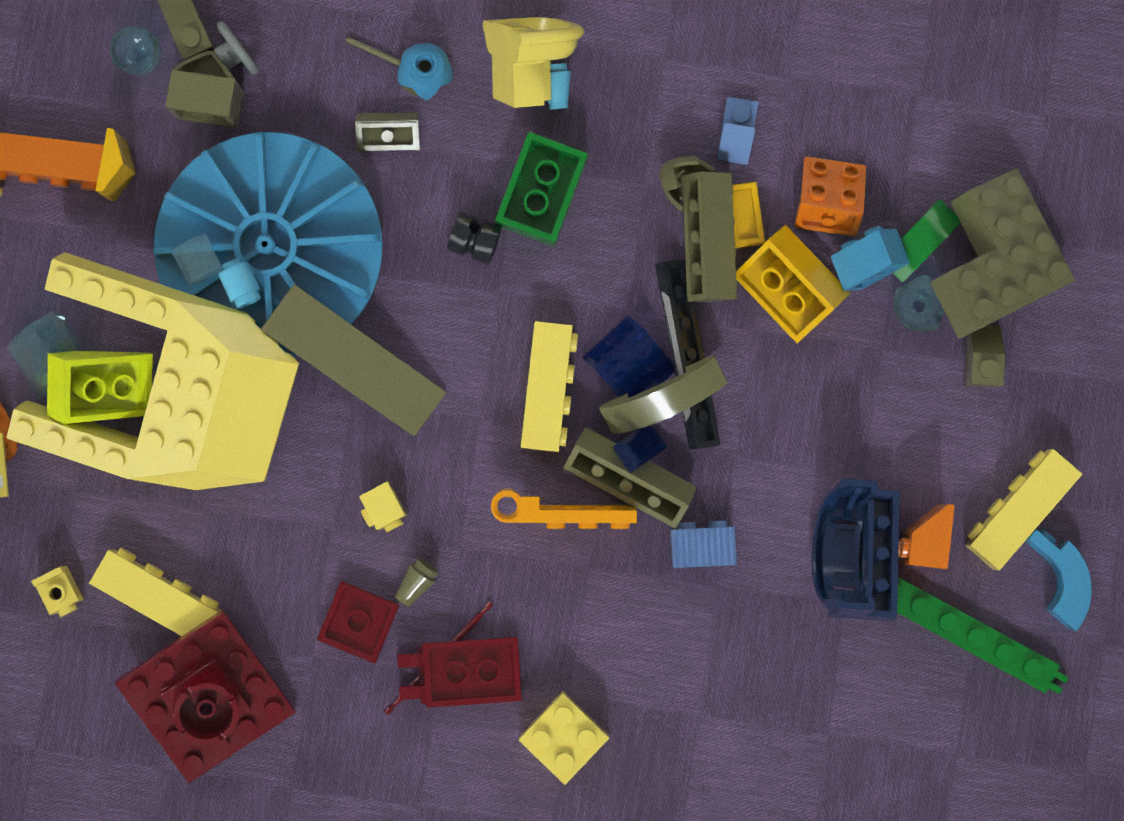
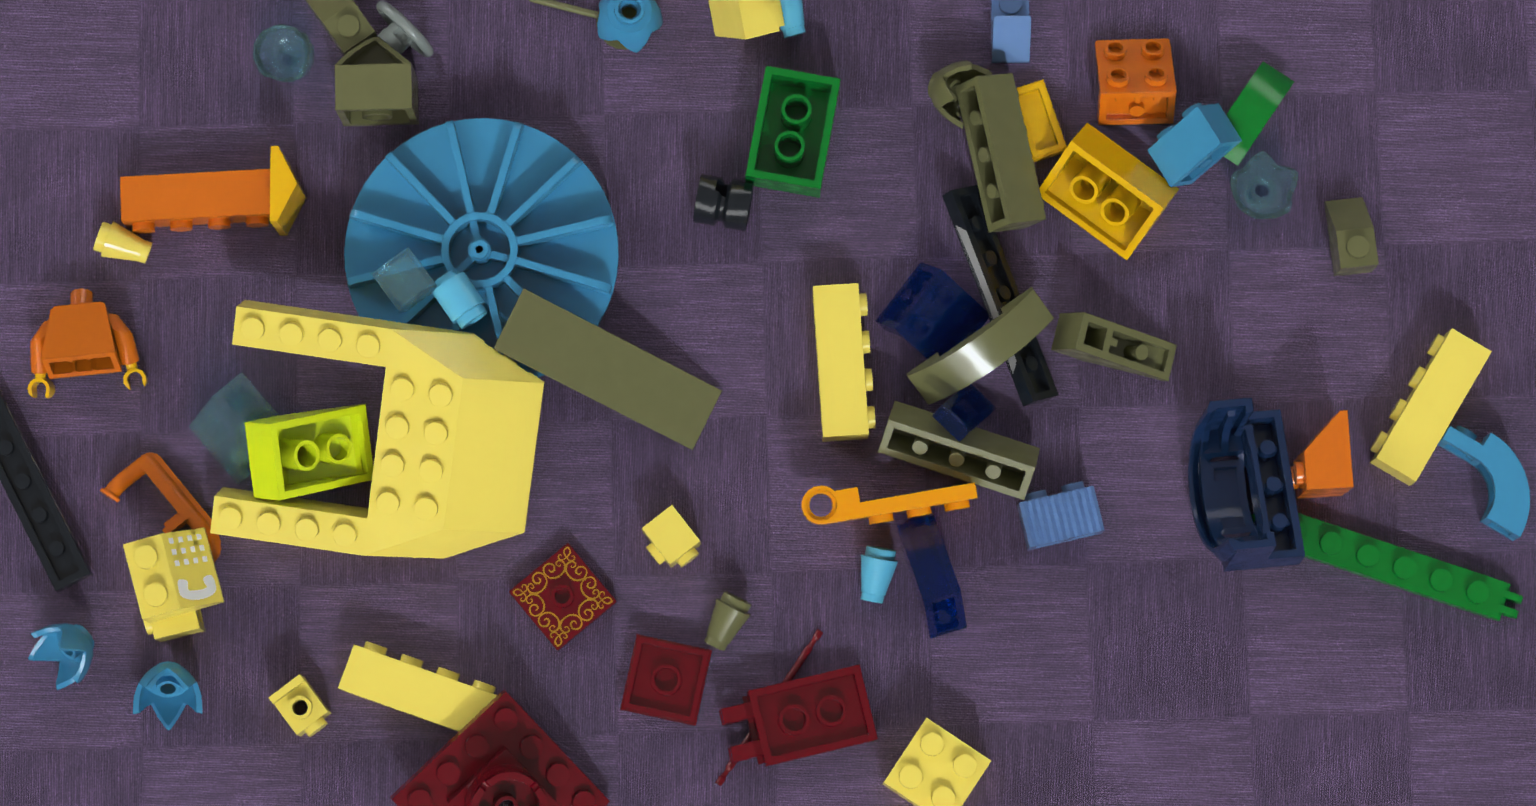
camera: 10 degrees left, 5 degrees down
(286, 538) = (563, 597): none -> dark red plate
(387, 131) = (597, 97): olive slope -> none
(545, 564) = (876, 572): none -> medium azure cone
(589, 576) = (932, 575): none -> clear blue slope
(772, 413) = (1113, 345): none -> olive slope
(1014, 253) = (1362, 112): olive piece -> none

